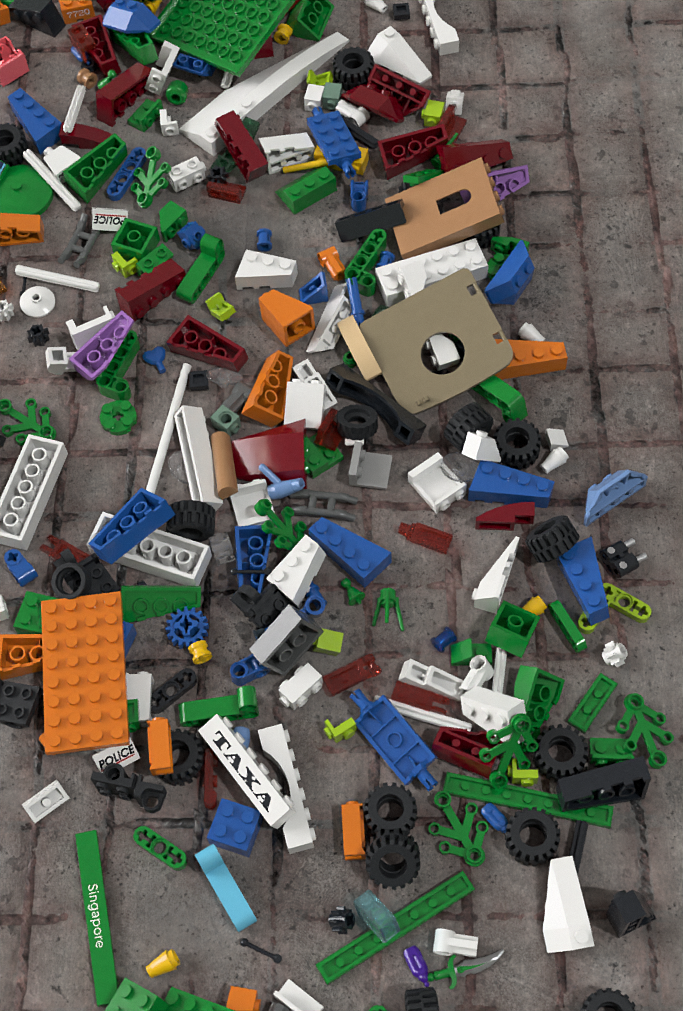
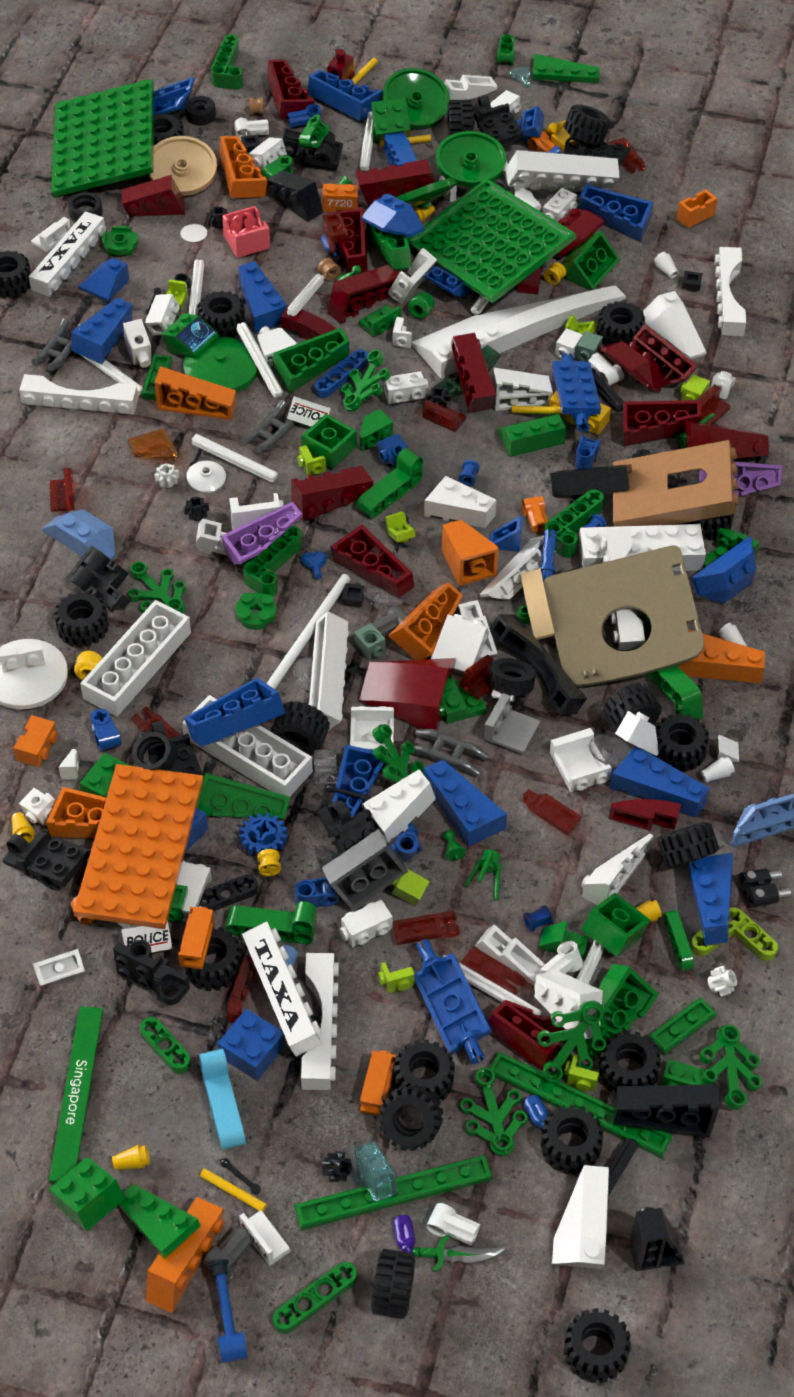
camera: 10 degrees right, 10 degrees down
(153, 259) = (346, 460): green bracket -> none
(223, 464) = (353, 682): medium nougat brick -> none
(259, 966) = (233, 1190): none -> yellow bar
(279, 488) = (406, 722): medium blue piece -> none
(421, 176) = (654, 448): green plate -> none

